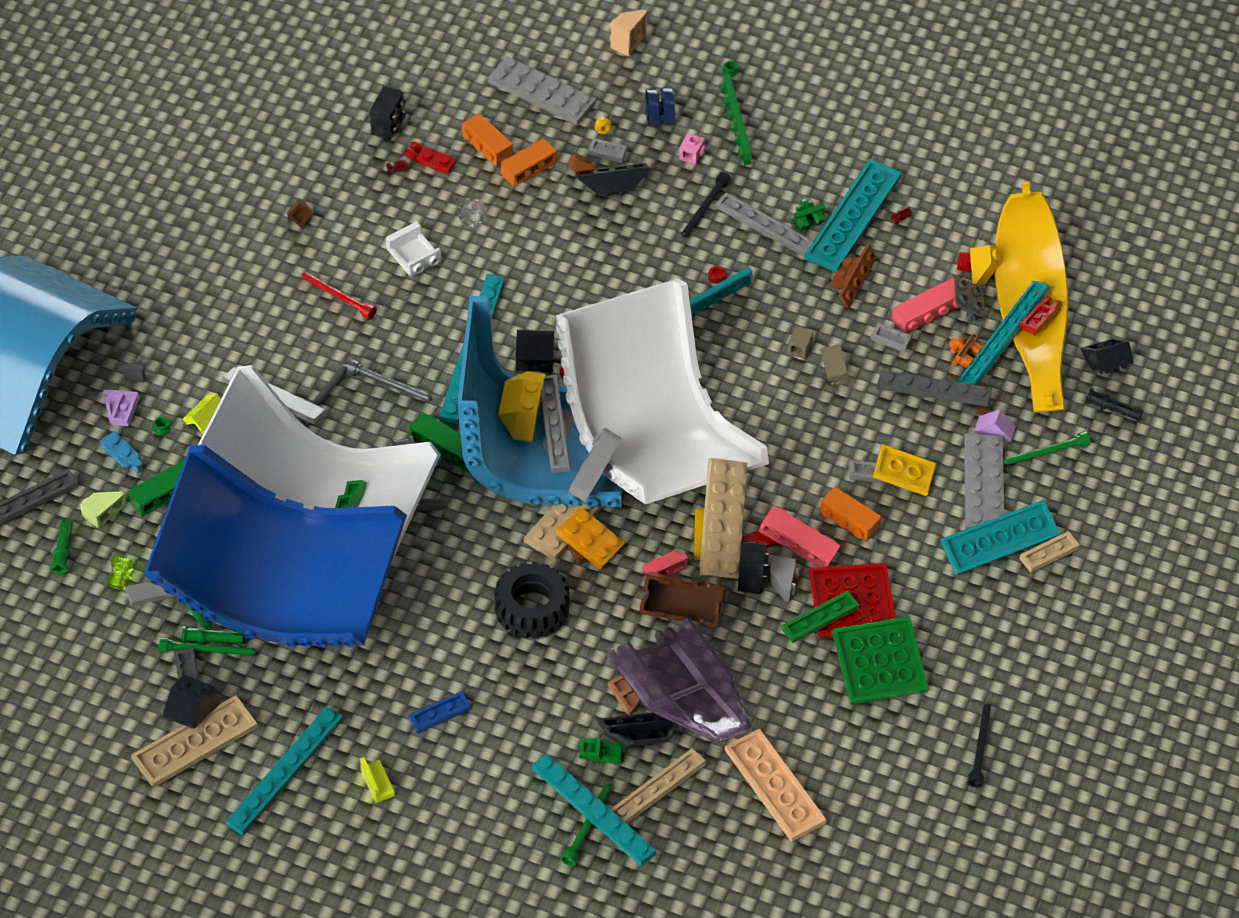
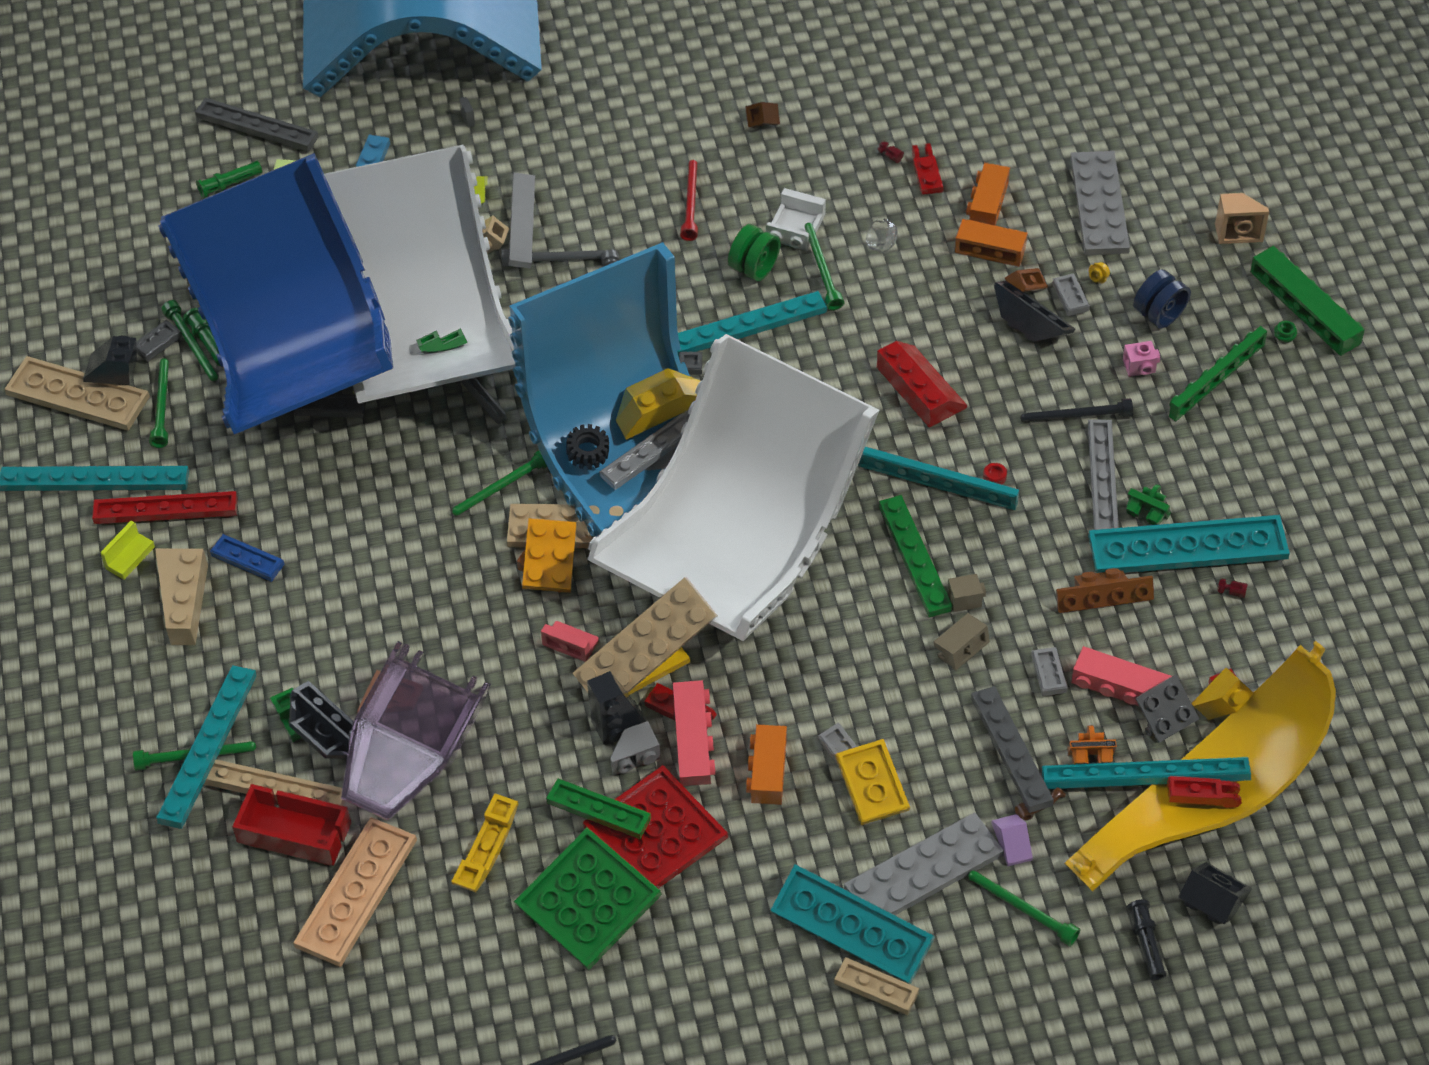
camera: 60 degrees right, 0 degrees up
(121, 406) = (420, 126): lavender wing -> none
(282, 710) = (159, 436): none -> green piece
(353, 738) = (165, 507): none -> red plate
(387, 112) = (941, 102): black brick -> none
(430, 284) = (754, 252): none -> green wheel
(443, 761) = (182, 591): none -> tan wedge
(500, 269) = (833, 299): none -> green piece
(500, 503) = (536, 462): none -> green piece
(526, 455) = (587, 435): none -> black tyre
(532, 621) = (432, 574): black tyre -> none
(594, 464) = (621, 493): light grey beam -> none
(612, 269) = (918, 383): none -> red slope
(683, 598) = (519, 669): reddish brown piece -> none
(700, 791) = (298, 828): none -> red piece
(716, 43) = (1307, 300): none -> green brick
(748, 351) = (915, 556): none -> green plate
(793, 695) = (487, 844): none -> yellow slope

